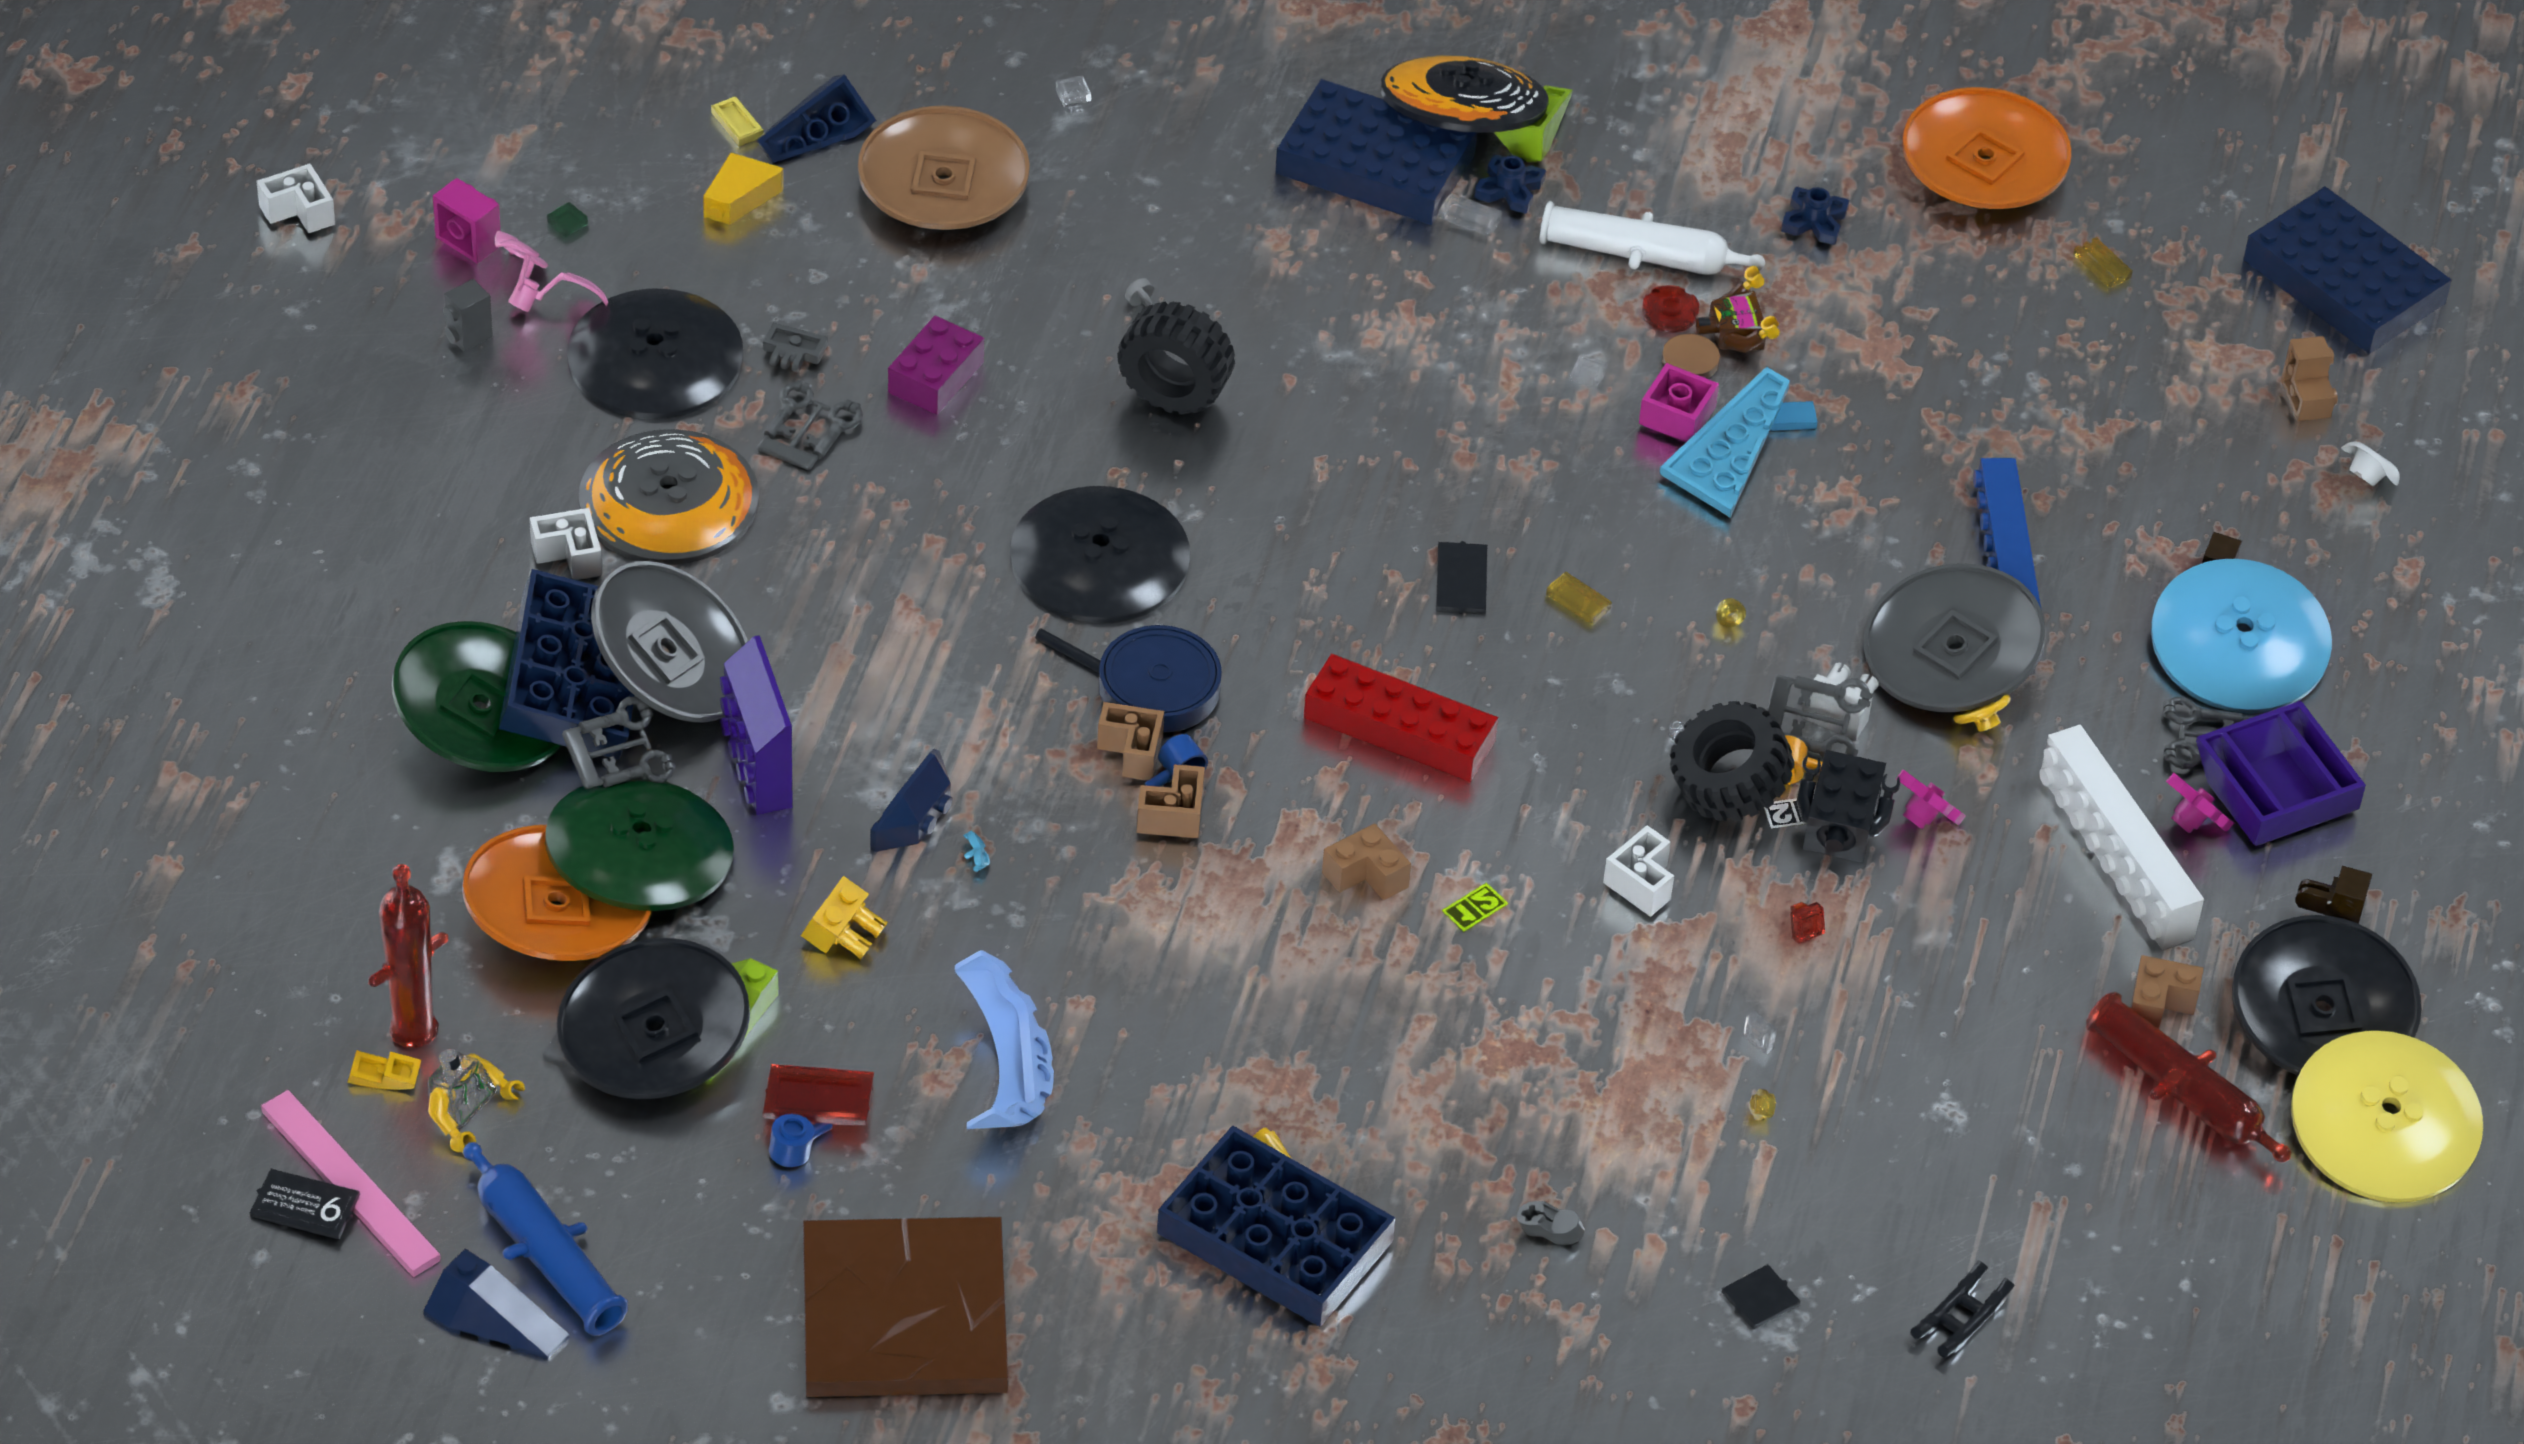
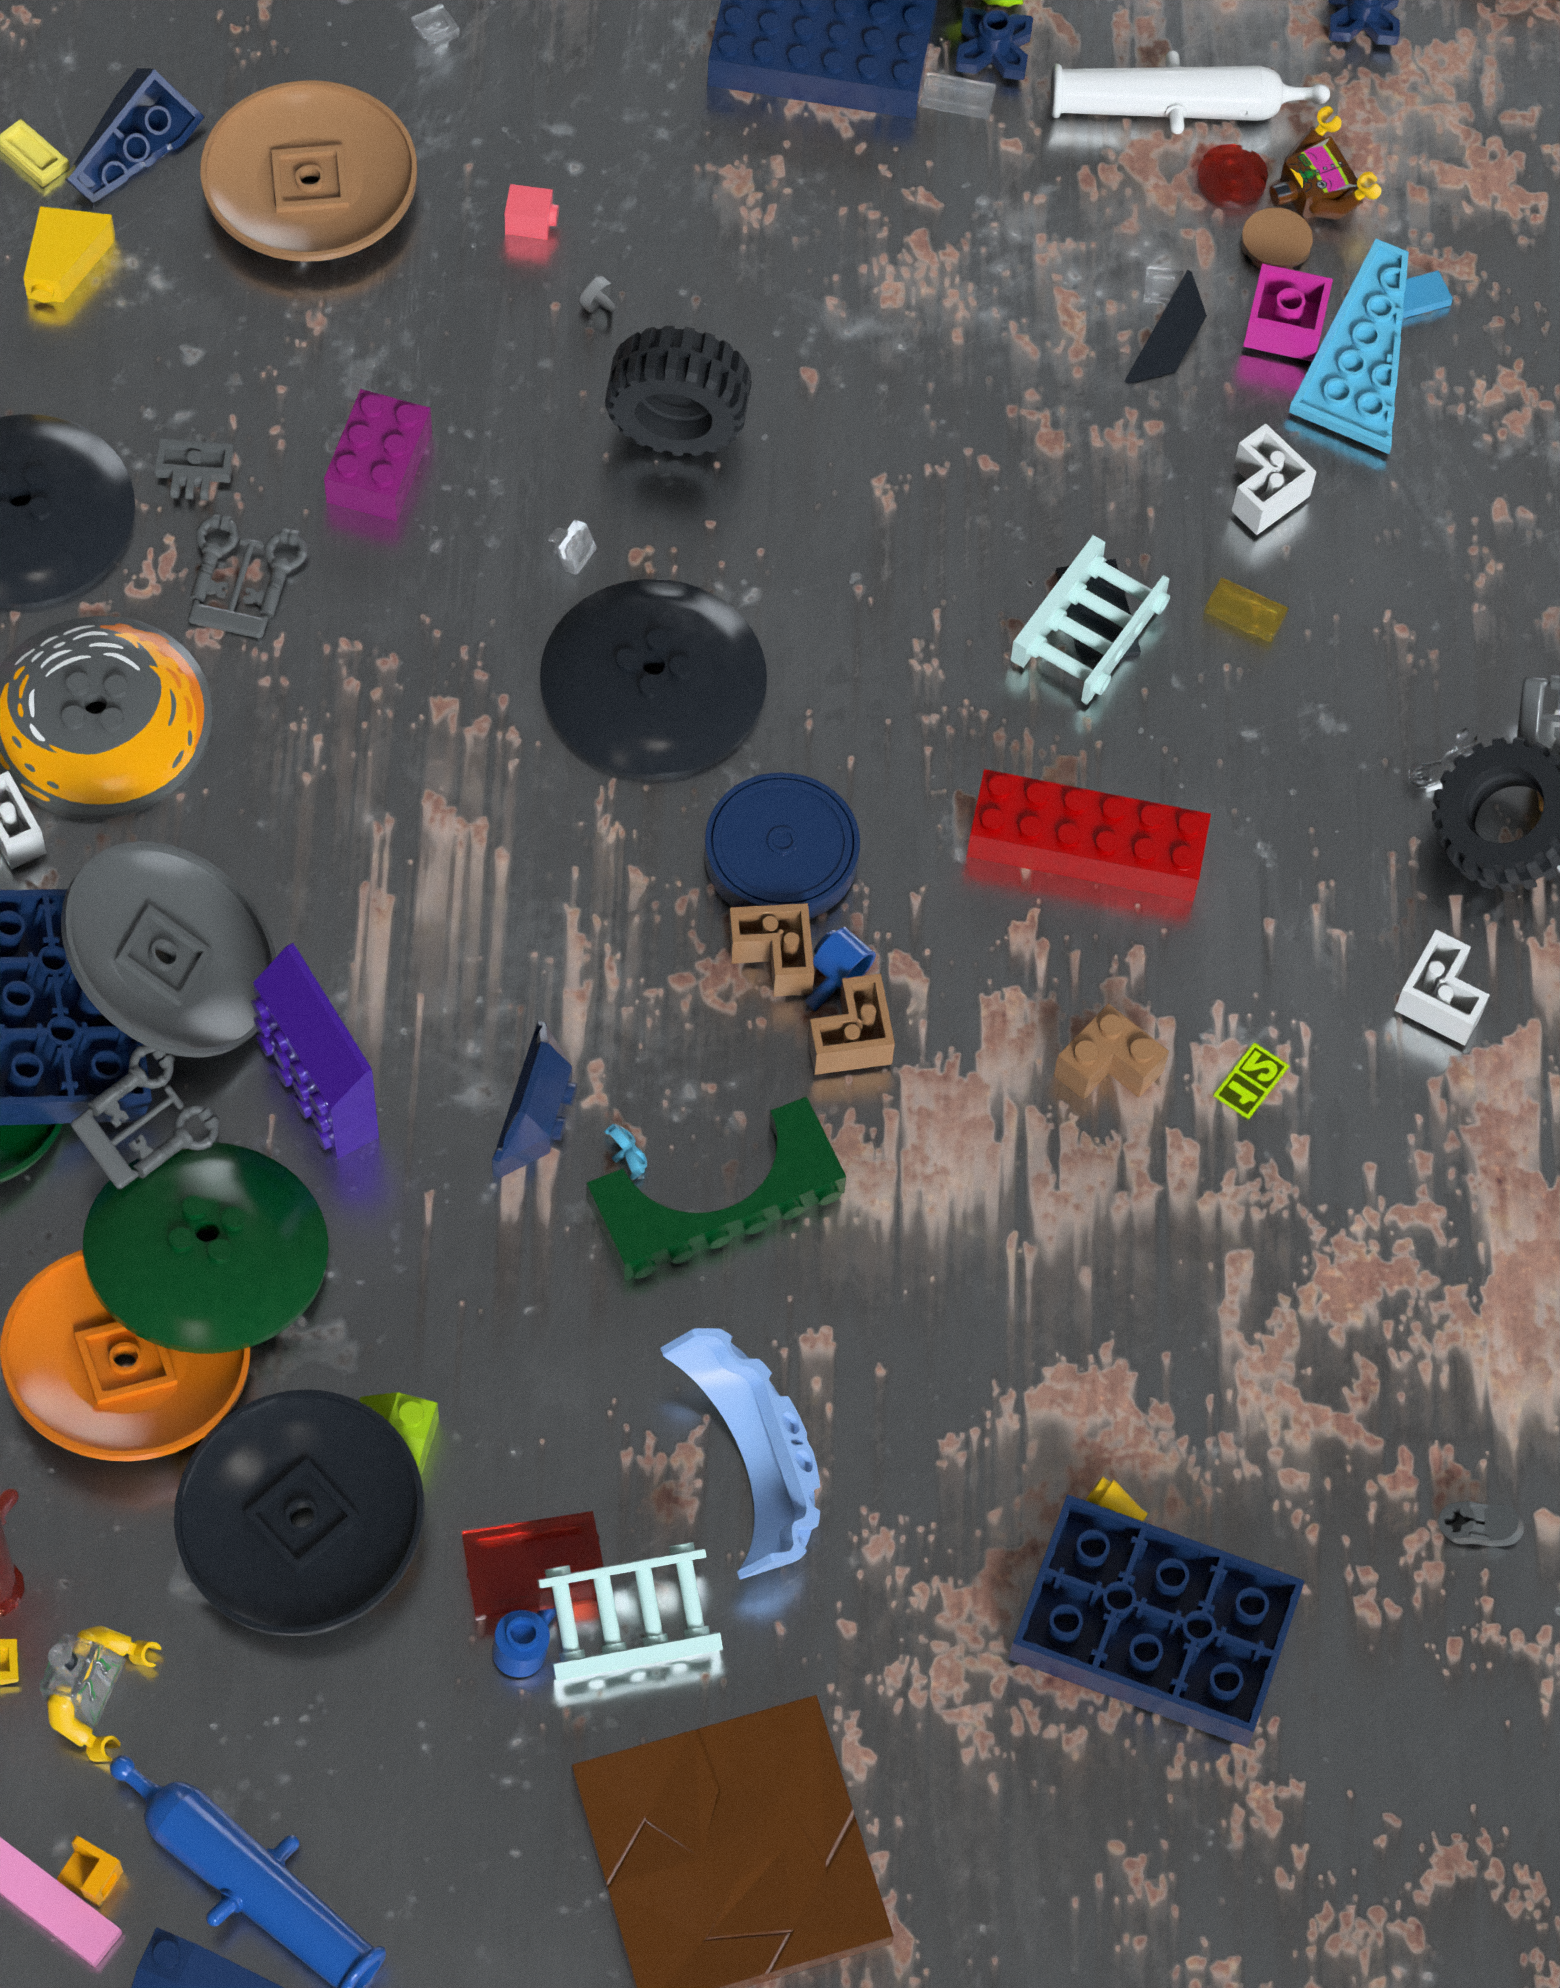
camera: 15 degrees left, 15 degrees up
(432, 1214) = (90, 1872): none -> light orange panel
(832, 920) = (481, 1298): yellow brick -> none
(892, 1163) = (655, 1645): none -> light aqua fence
(976, 906) = (651, 1235): none -> dark green arch
(1066, 453) = (573, 546): none -> clear tile
(1068, 649) = (657, 828): black bar -> none
(1106, 228) = (530, 212): none -> coral brick
(1441, 554) = (1072, 589): none -> light aqua fence
(1584, 404) = (1171, 334): none -> black sticker
(1626, 512) = (1274, 479): none -> white brick
(1727, 607) = (1432, 591): clear yellow plate -> none

